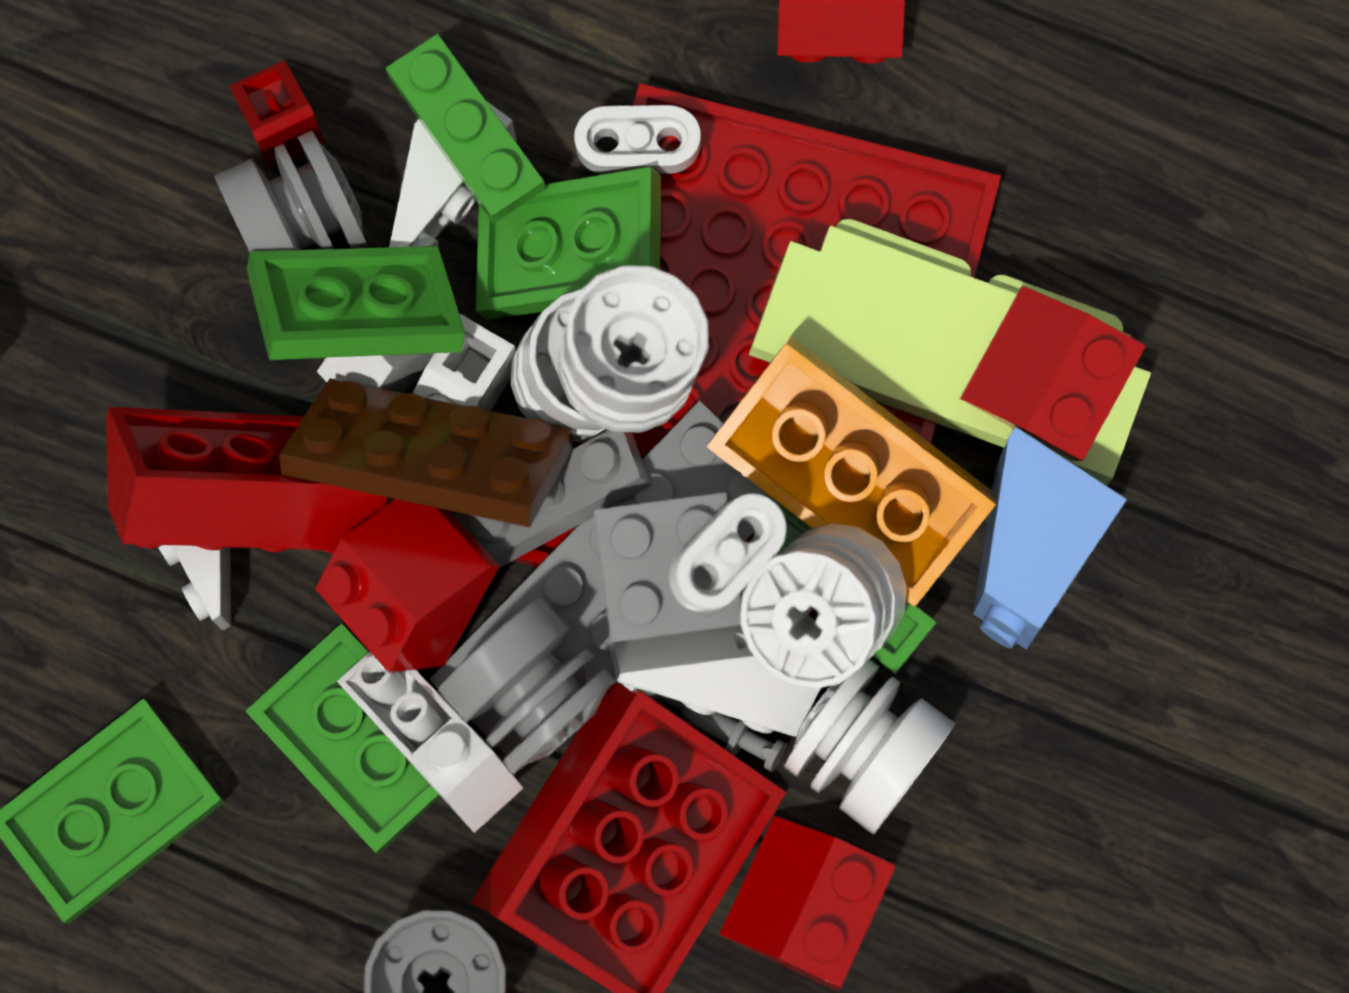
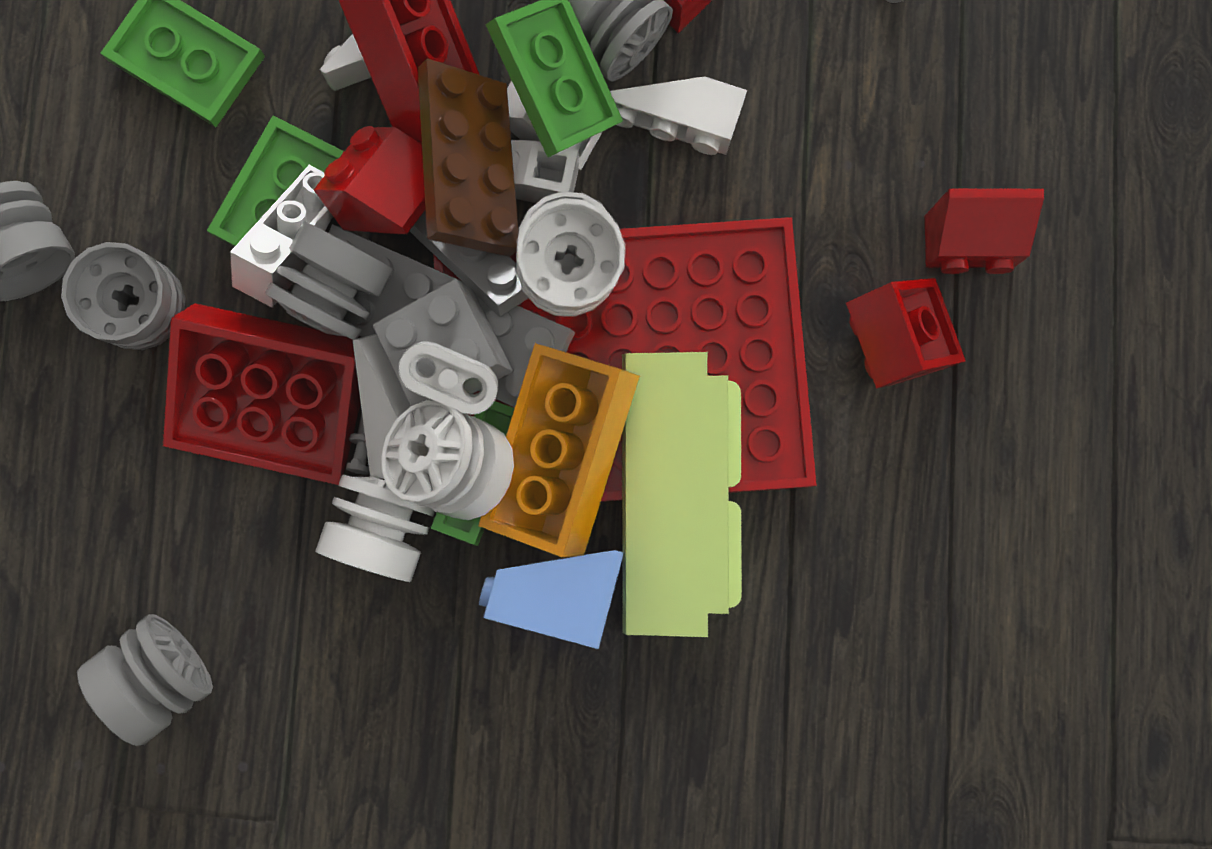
camera: 65 degrees right, 5 degrees up
(465, 128) = (711, 108): bright green plate -> none
(567, 240) = (658, 209): bright green plate -> none
(637, 134) = (747, 229): white plate -> none
(807, 901) = (264, 524): red slope -> none
(1052, 373) = (676, 567): red slope -> none

